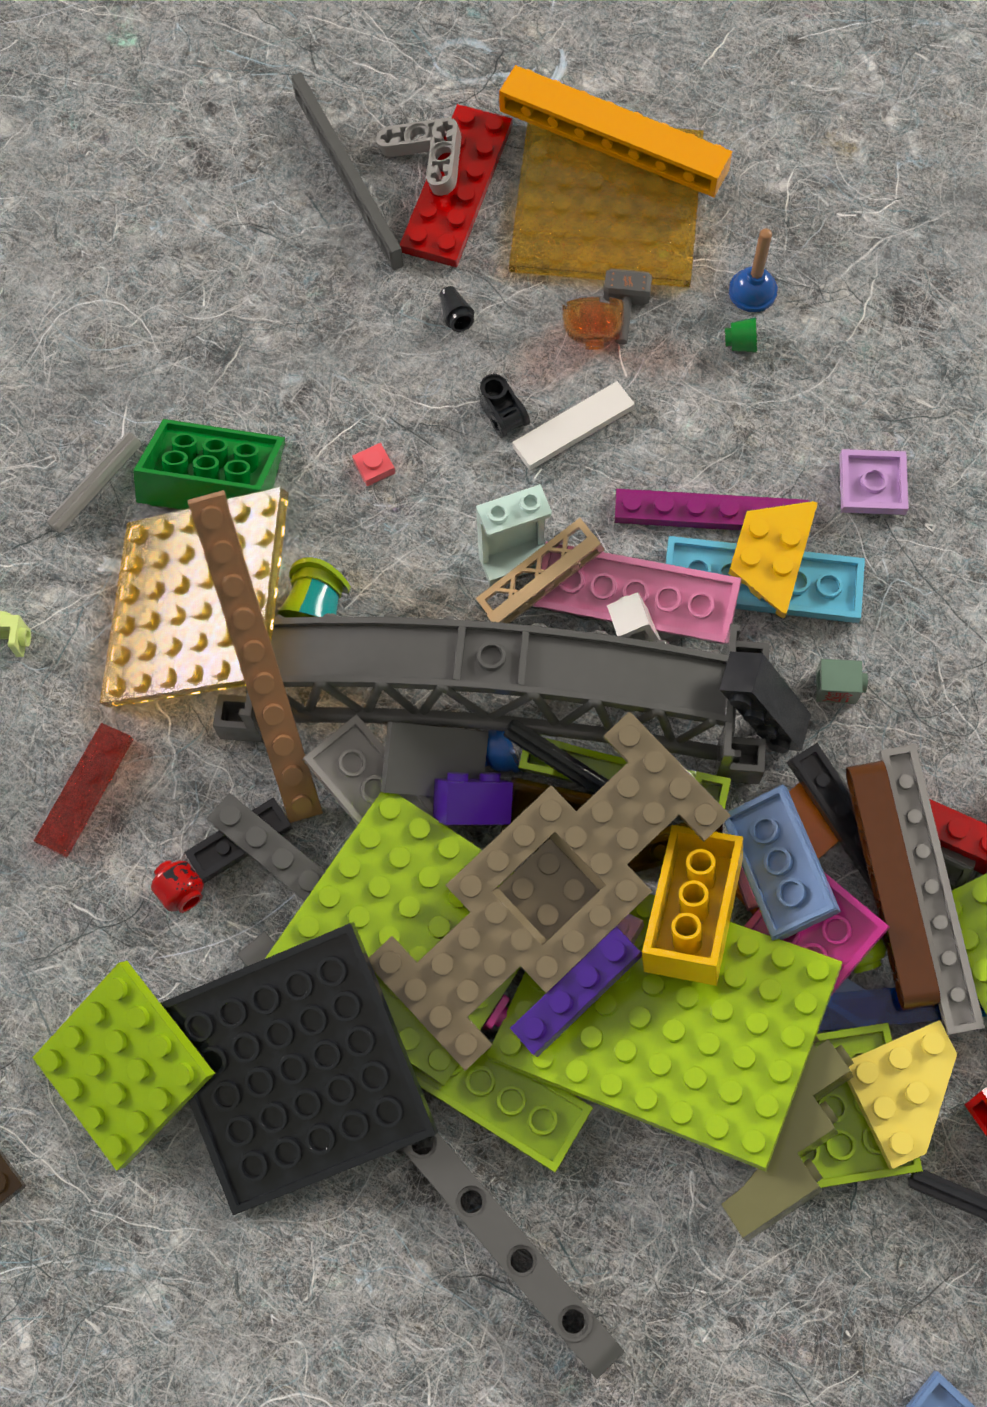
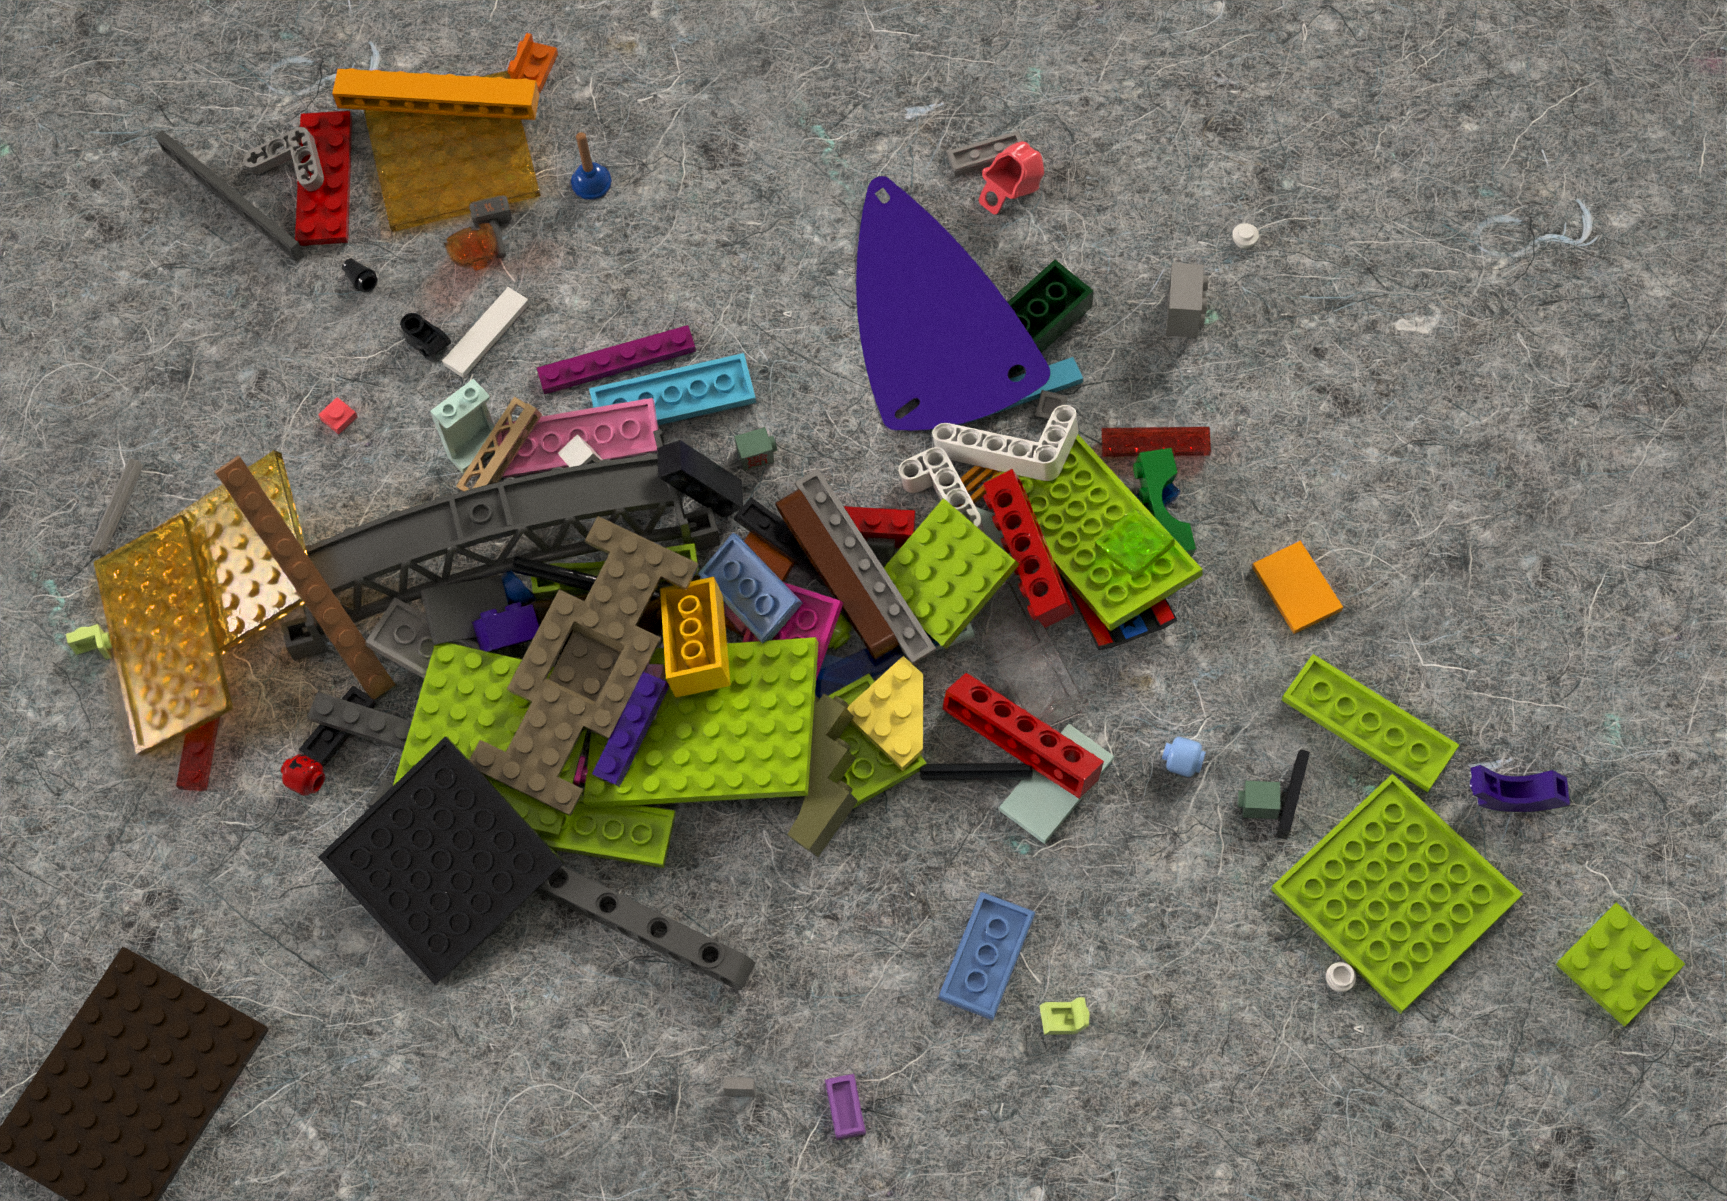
camera: 20 degrees left, 5 degrees down
(83, 658) = (162, 636): none -> clear yellow plate
(122, 1065) = (310, 910): lime plate -> none
(202, 459) = (186, 463): green slope -> none
(314, 589) = (326, 517): lime hat -> none
(734, 128) = (532, 61): none -> orange bracket
(742, 336) = (594, 219): green hat -> none
(772, 551) = (671, 371): yellow wing -> none
(873, 482) = (732, 294): lavender plate -> none

